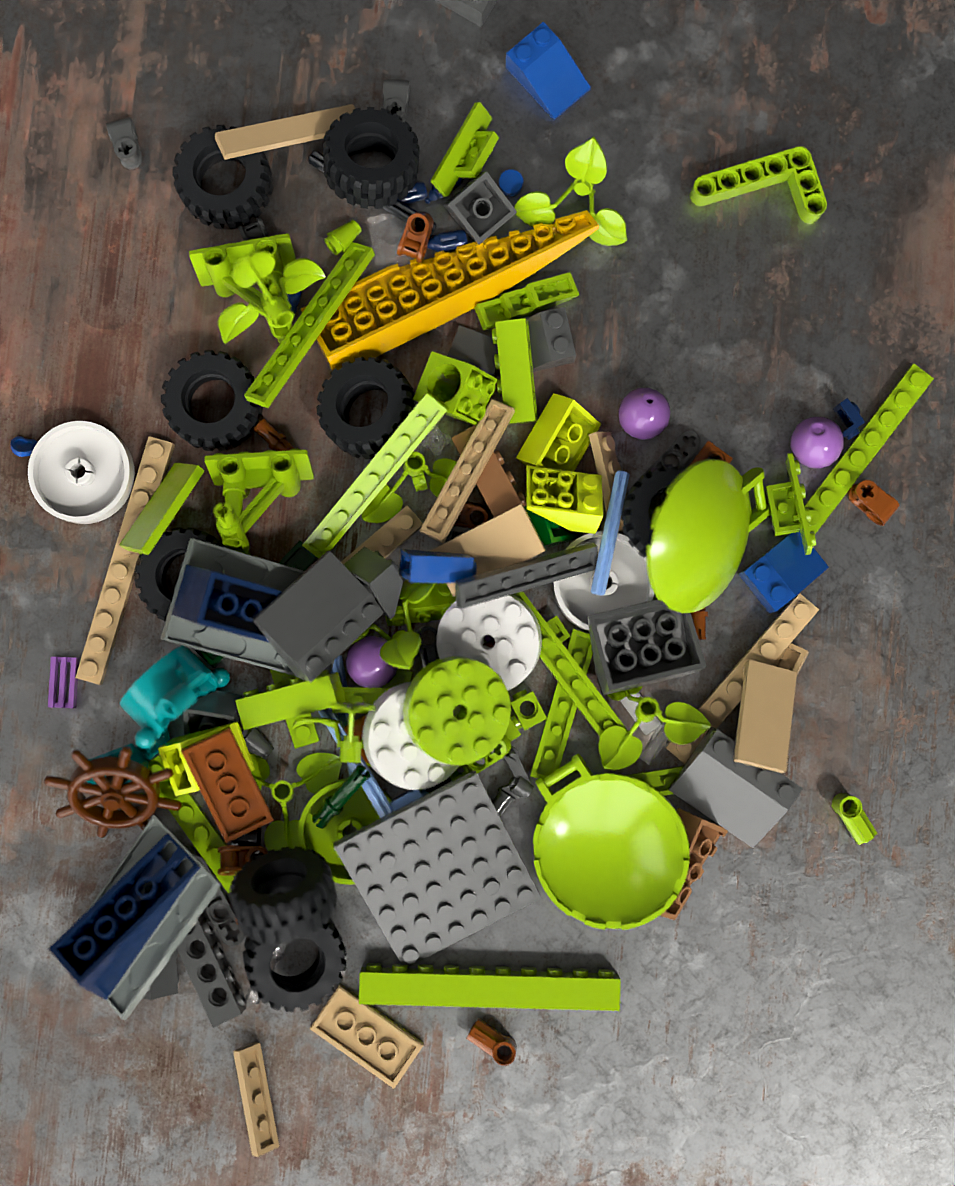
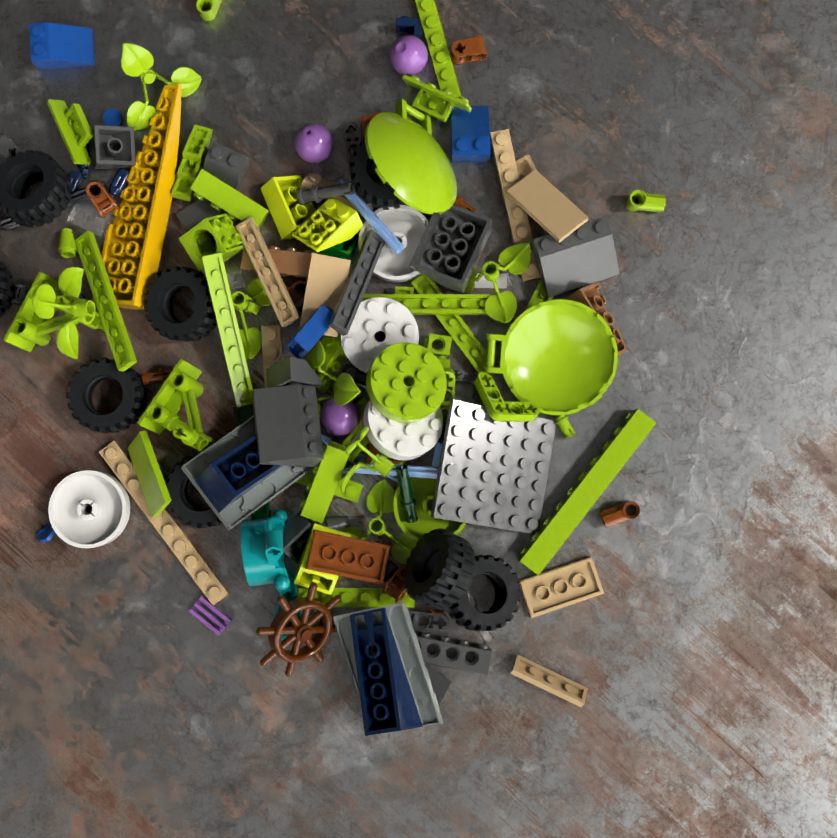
camera: 55 degrees left, 0 degrees up
(521, 795) = (498, 408): none -> lime beam
(542, 911) = (565, 426): none -> lime pin
(592, 459) = (319, 193): none -> dark grey pin

